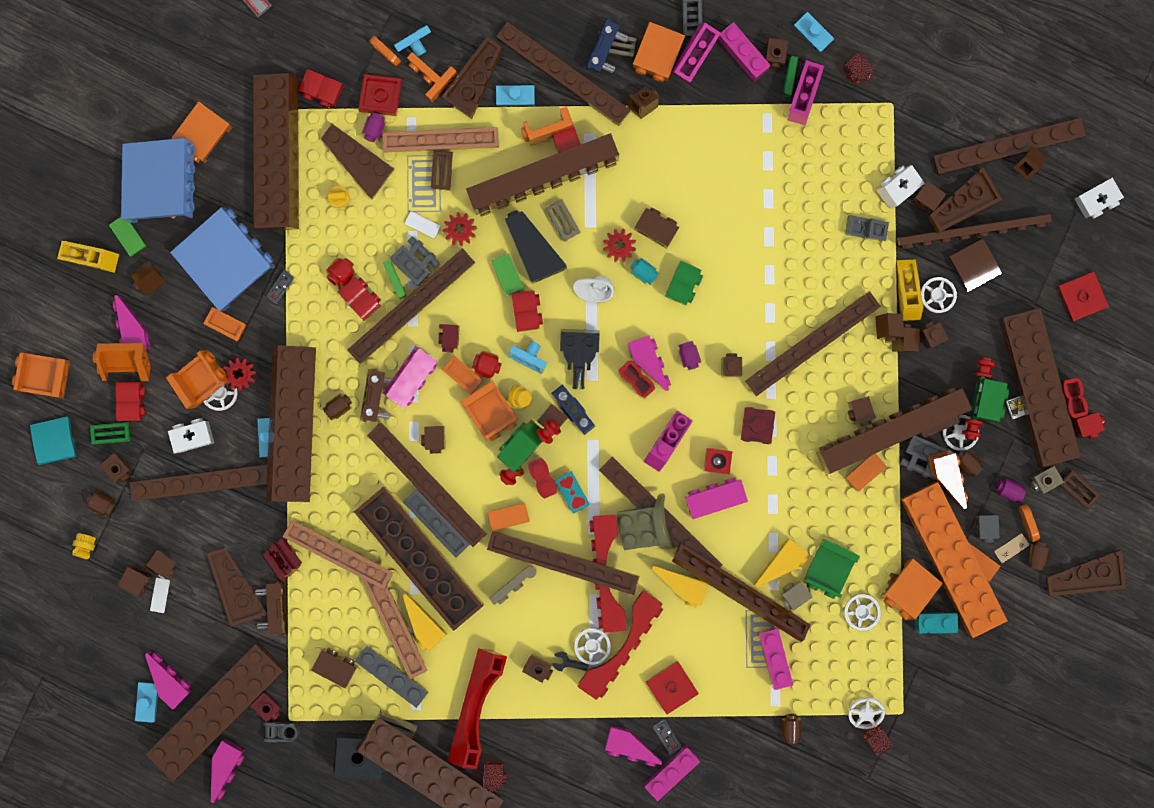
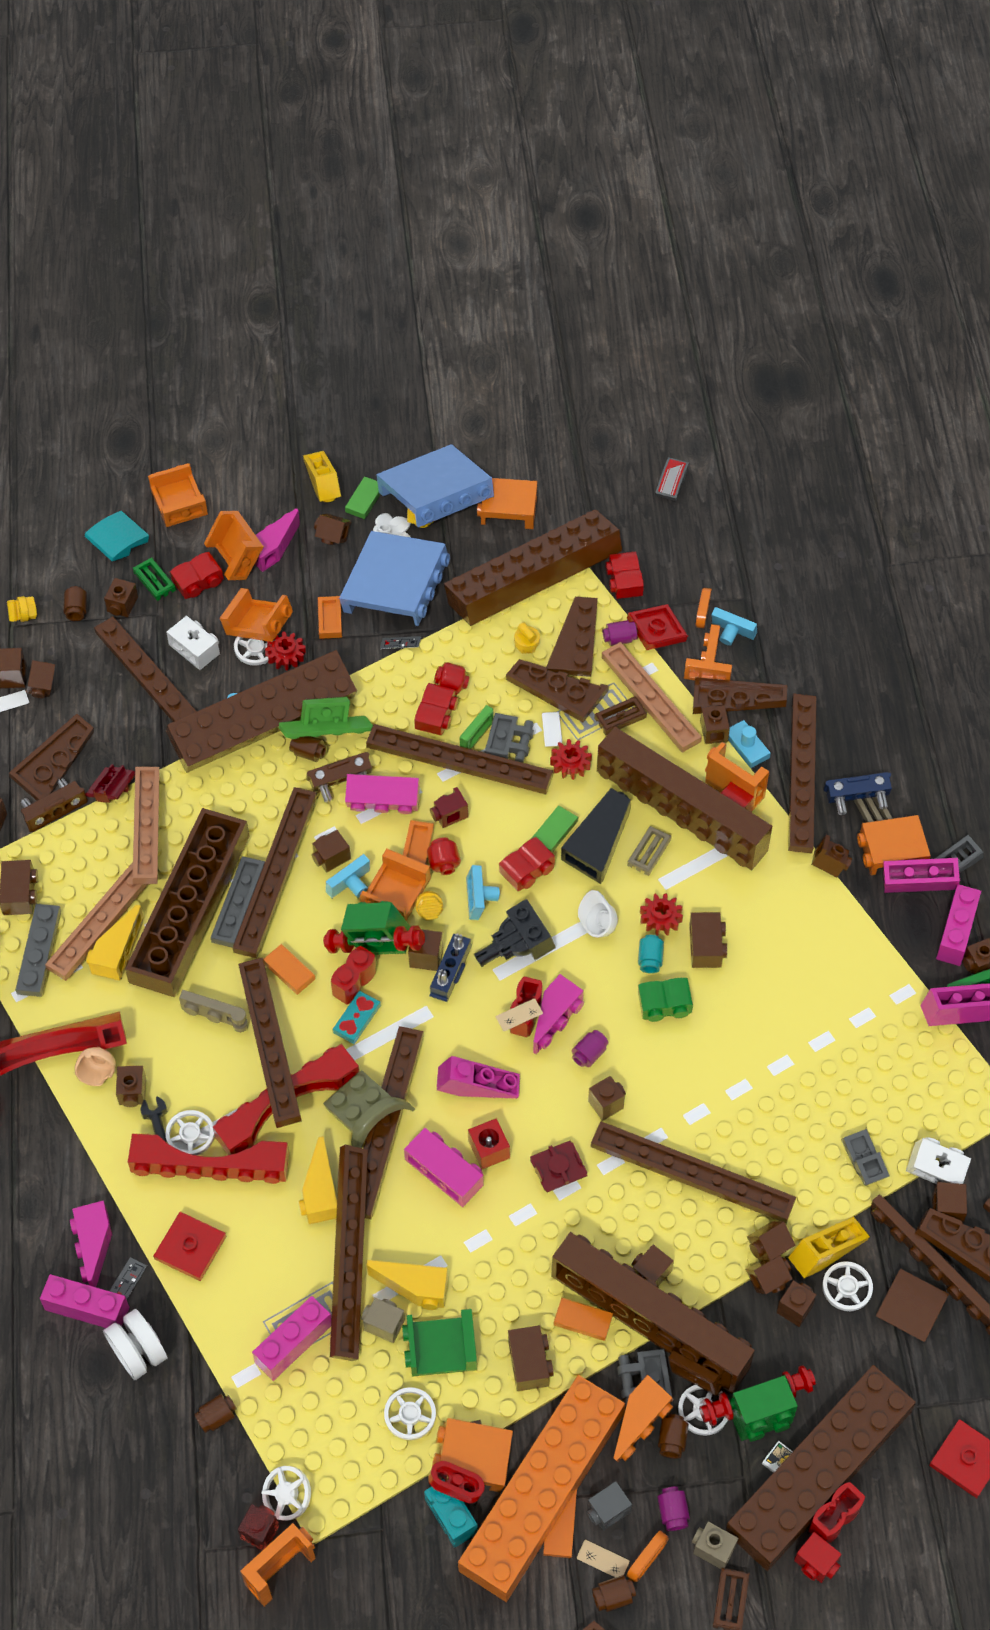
camera: 60 degrees right, 30 degrees down
(170, 230) = (389, 525): none -> white plate
(328, 383) = (325, 718): none -> bright green bracket
(395, 200) = (558, 689): none -> reddish brown wing
(465, 437) = (349, 878): none -> medium azure tile
(491, 110) = (714, 724): none -> reddish brown brick
(509, 684) = (95, 1066): none -> light nougat hair
(645, 393) = (519, 1014): none -> tan sticker
(722, 757) = (138, 1342): none -> white wheel
(873, 521) = (529, 1358): none -> reddish brown brick
(909, 760) = (273, 1558): none -> orange panel
(928, 614) = (455, 1481): none -> red plate

